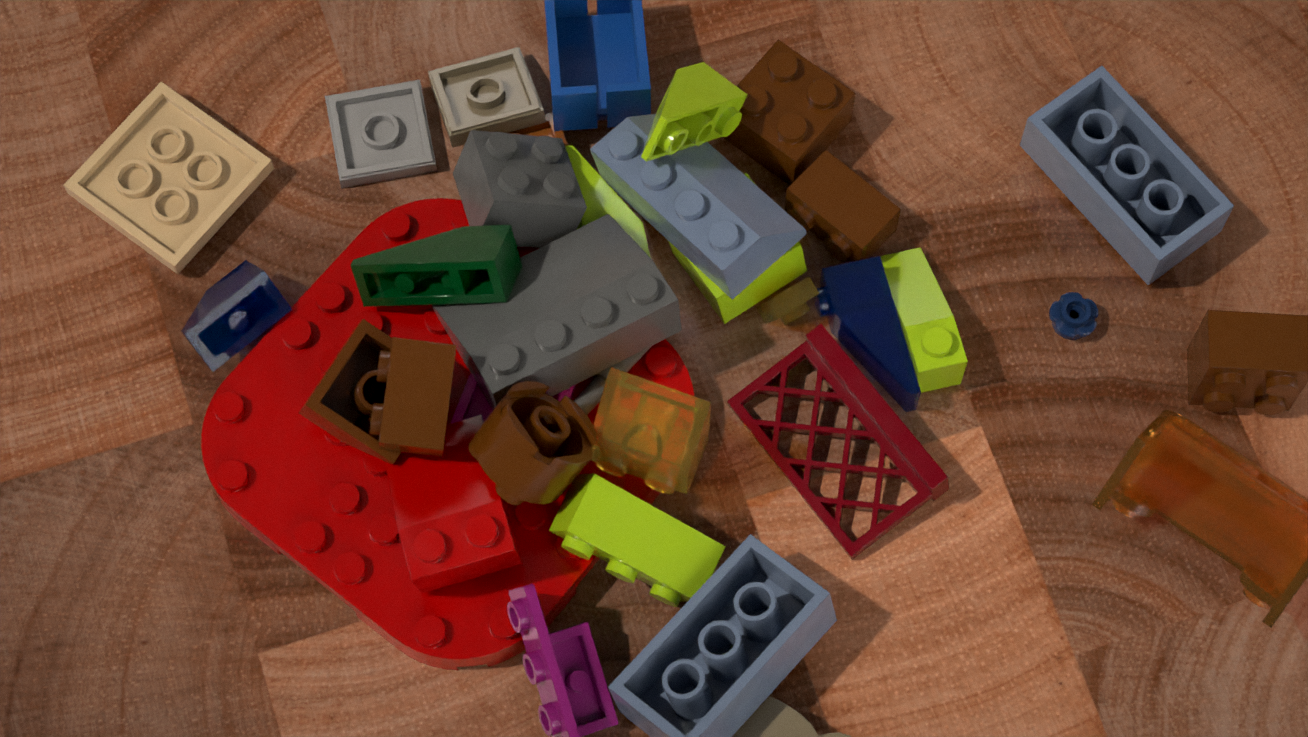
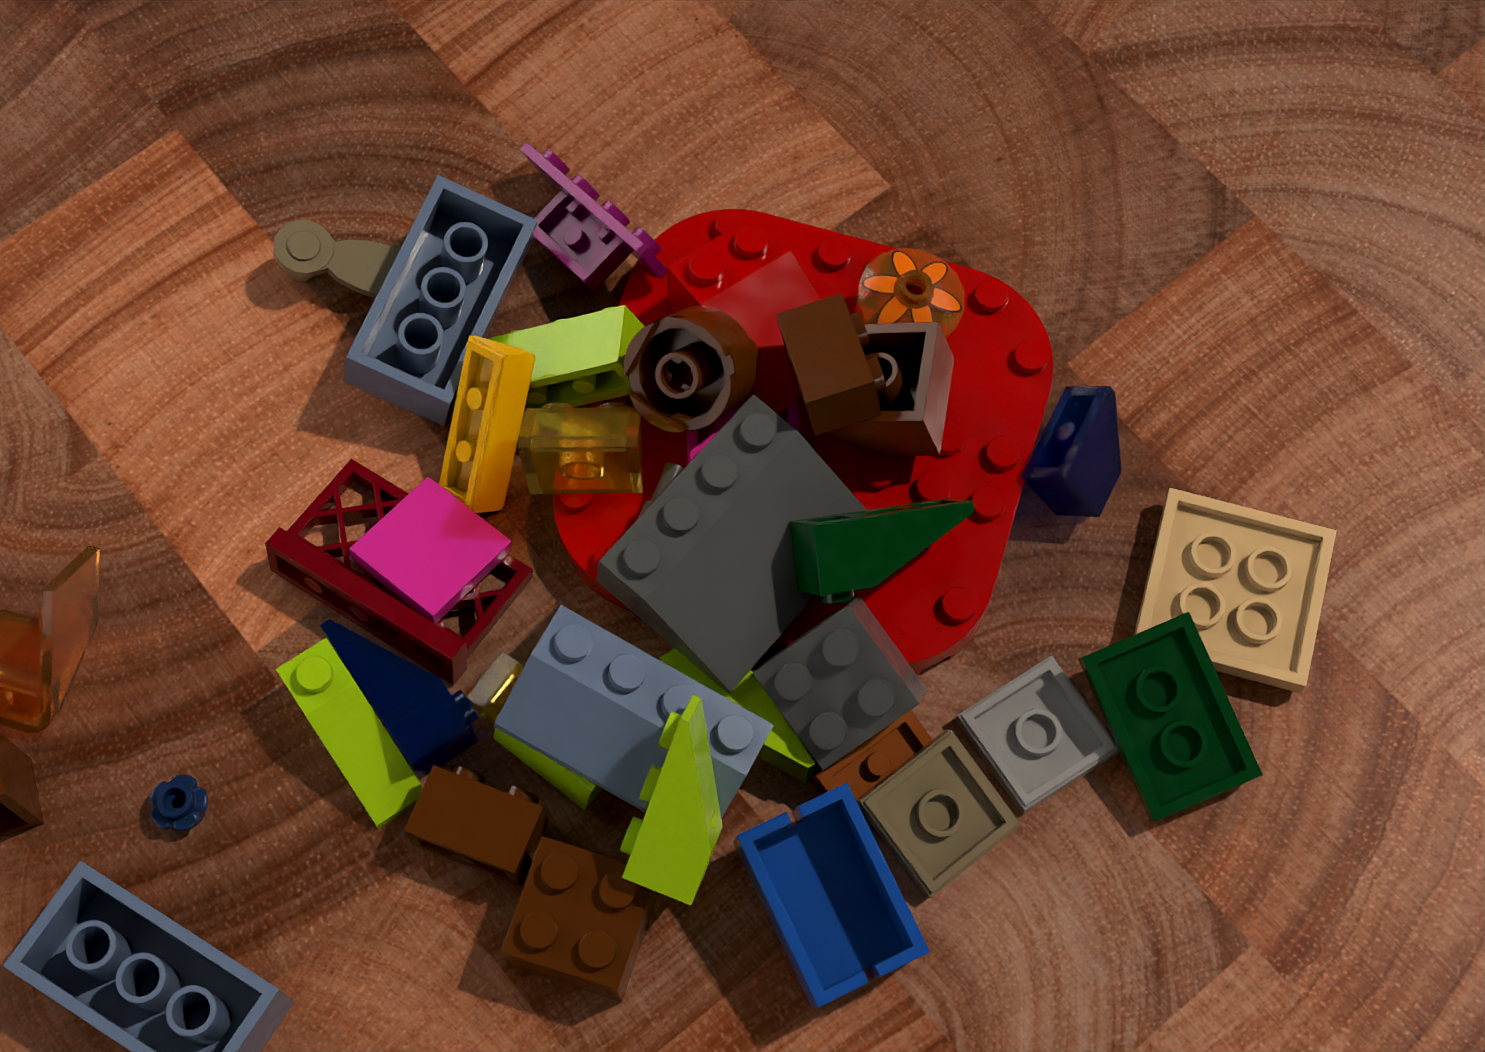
camera: 160 degrees right, 0 degrees up
(277, 94) = (1170, 717): none -> dark green plate
(308, 514) = (884, 294): none -> clear yellow dish
(726, 513) = (486, 423): none -> yellow slope
(808, 435) = (430, 550): none -> dark pink tile

